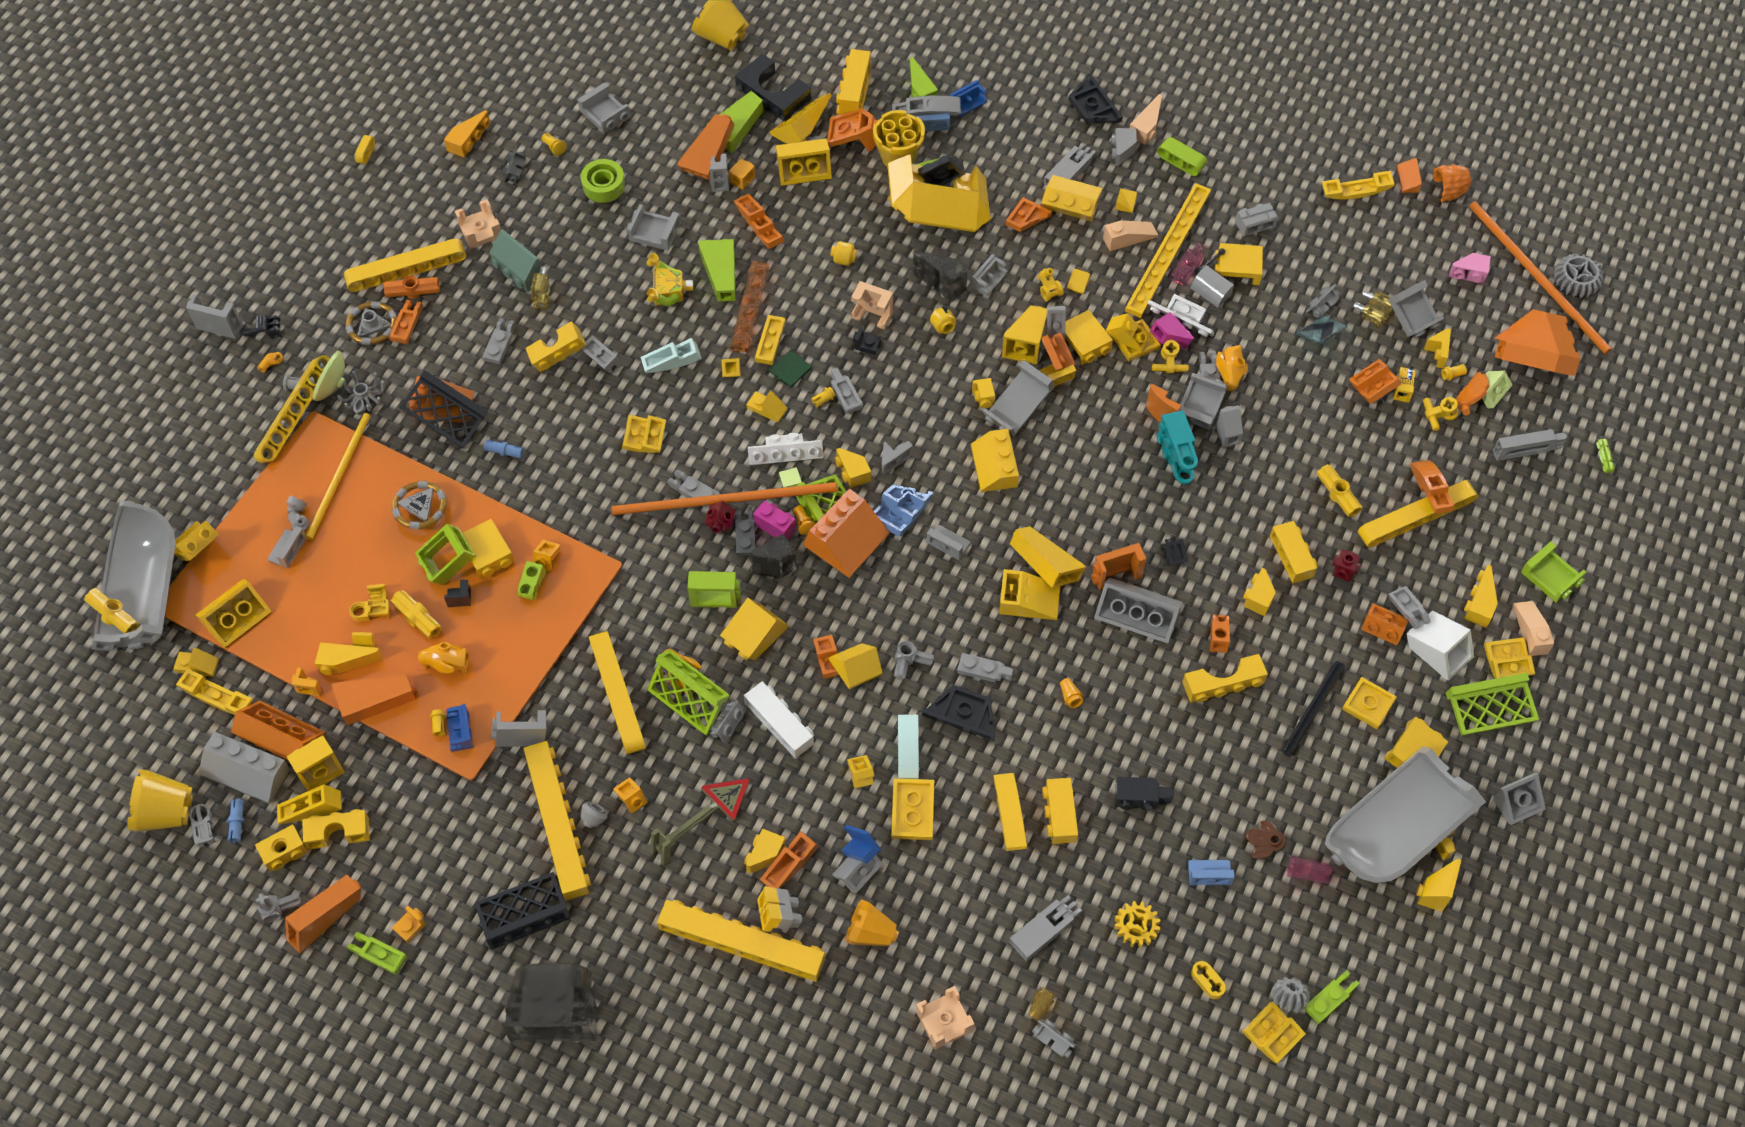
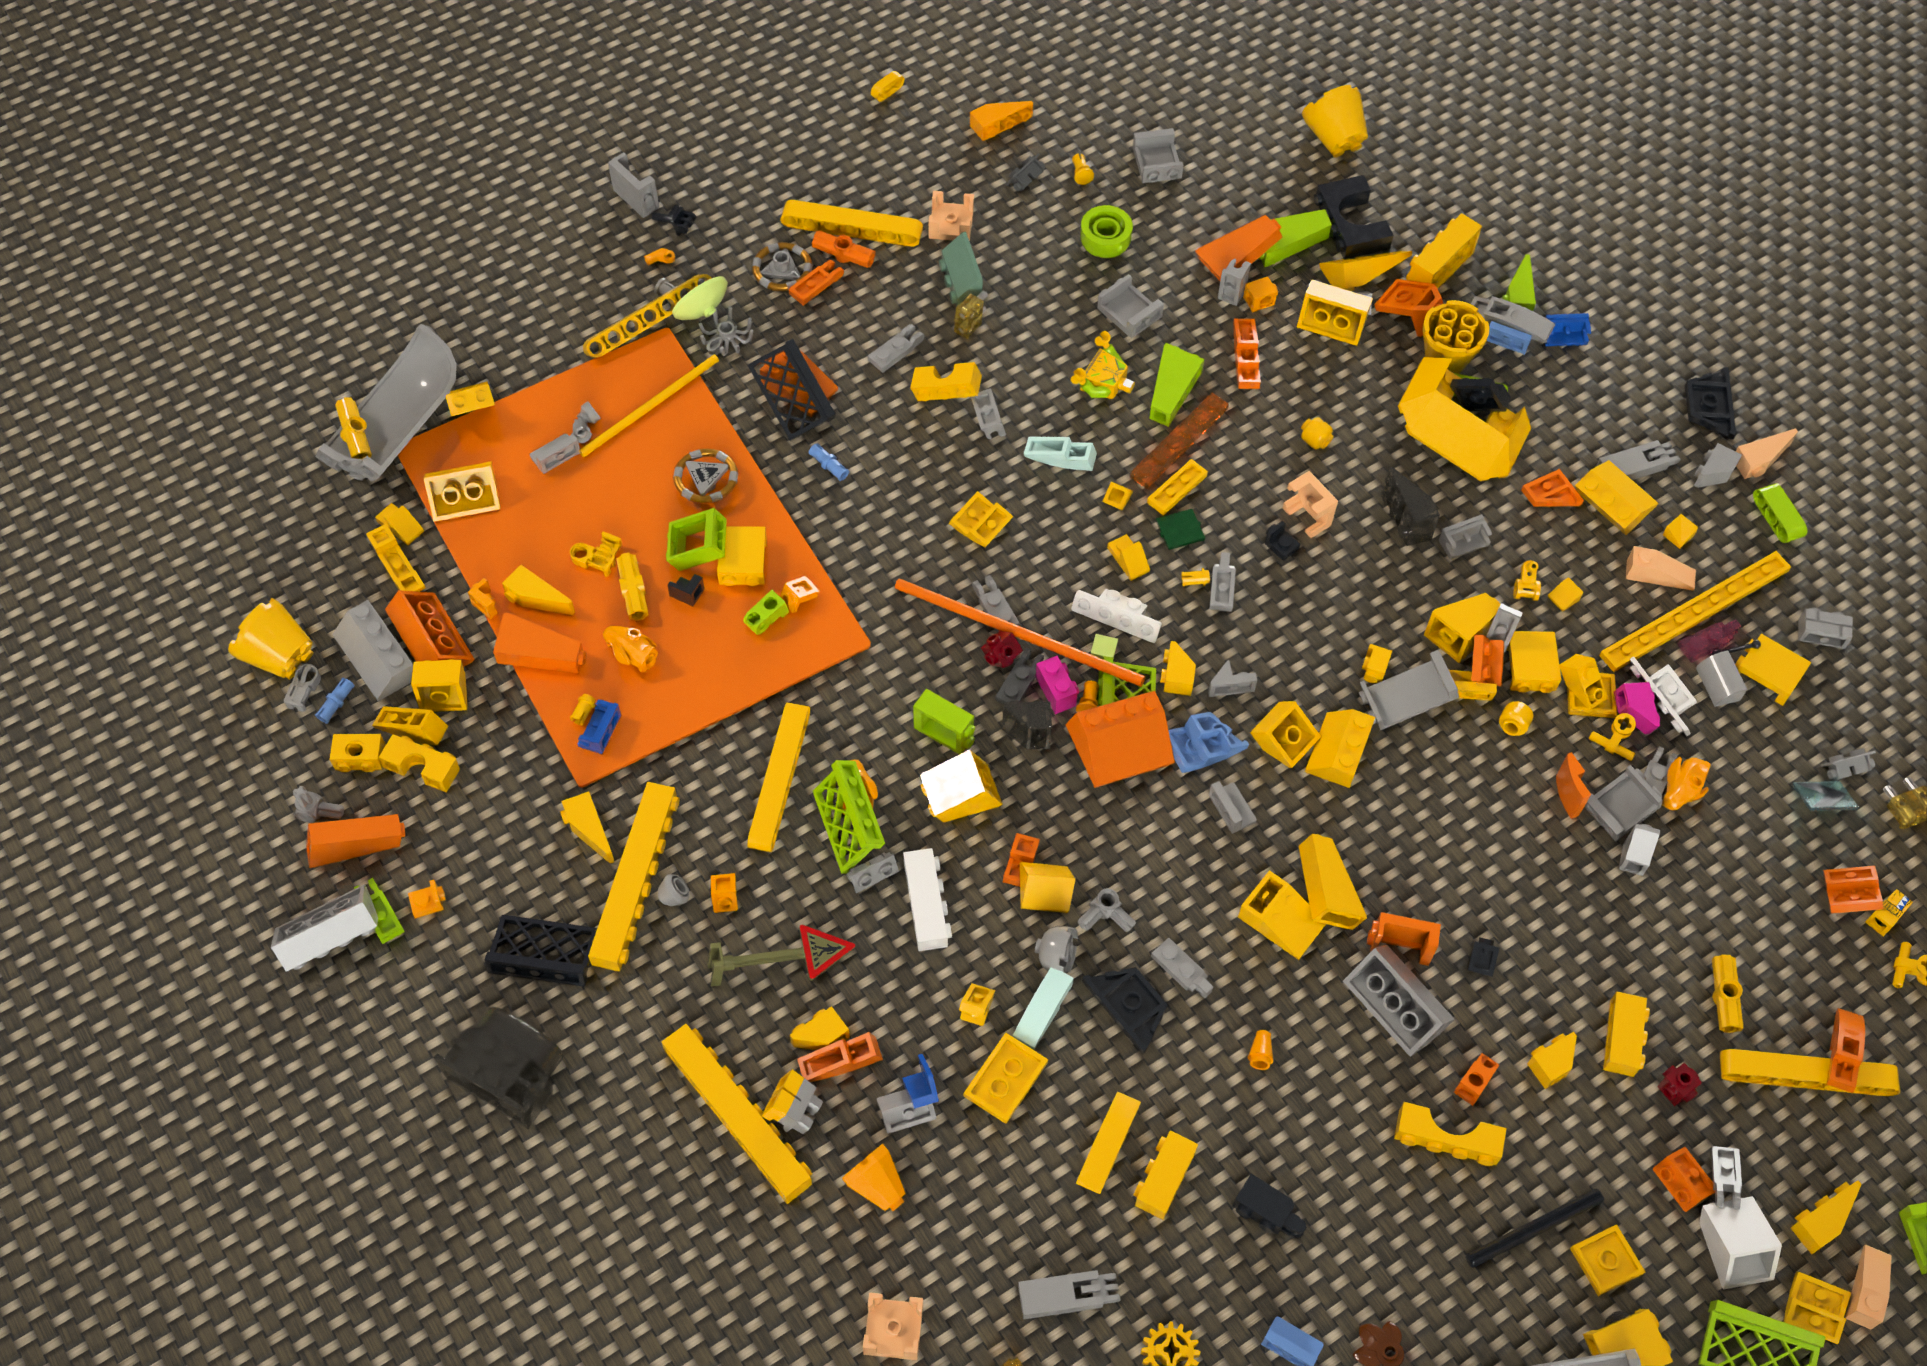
camera: 30 degrees right, 0 degrees up
(346, 987) = (324, 928): none -> slope
(363, 639) = (565, 585): yellow slope -> none
(496, 803) = (585, 823): none -> yellow slope
(519, 733) = (652, 764): light grey panel -> none
(892, 701) = (1057, 948): none -> light grey cylinder
(943, 320) = (1380, 561): yellow head -> none
(953, 471) = (1286, 733): none -> yellow slope
(1098, 381) = (1516, 718): none -> yellow head
(1177, 445) = (1562, 837): teal brick -> none

